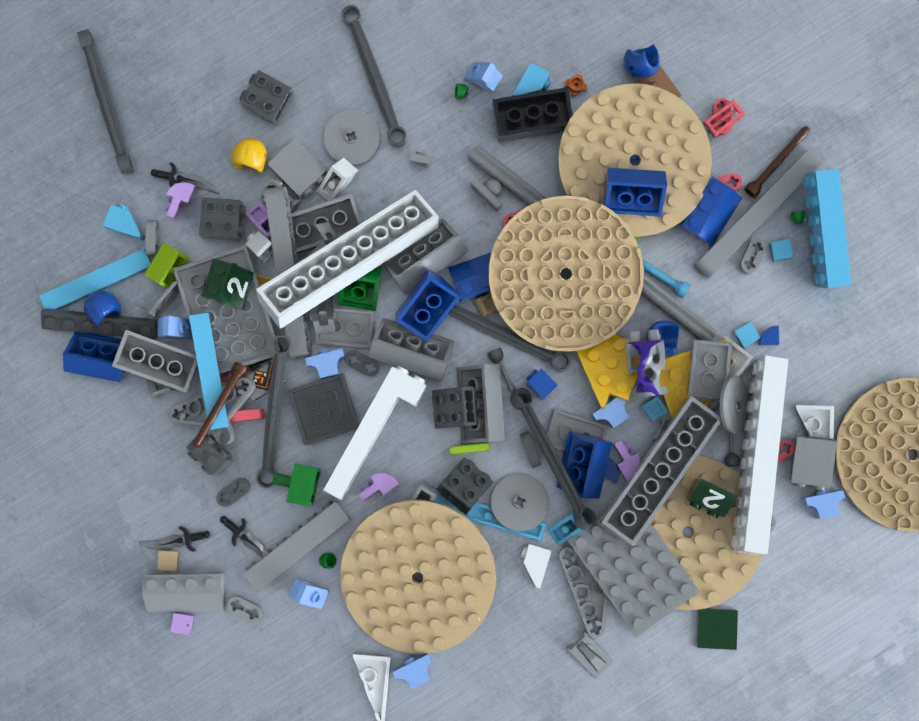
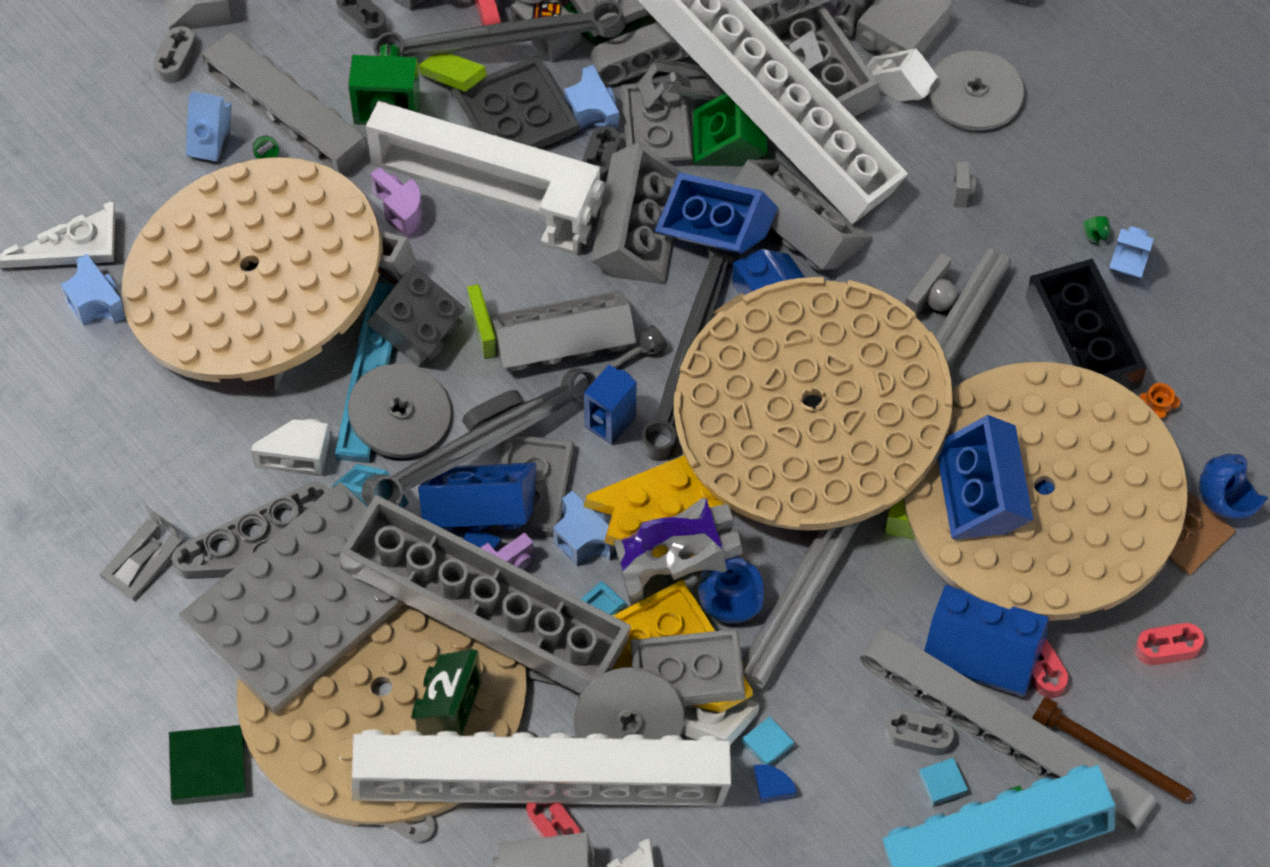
camera: 80 degrees right, 25 degrees down
(249, 541) = (297, 30): piece -> none
(290, 442) = (453, 70): none -> lime tile
(374, 75) = (1086, 105): dark grey piece -> none
(454, 407) = (547, 280): dark grey brick -> none
(533, 80) = (1147, 326): medium azure slope -> none
(680, 287) = (832, 615): medium azure piece -> none
(711, 127) = (1146, 638): coral tile -> none

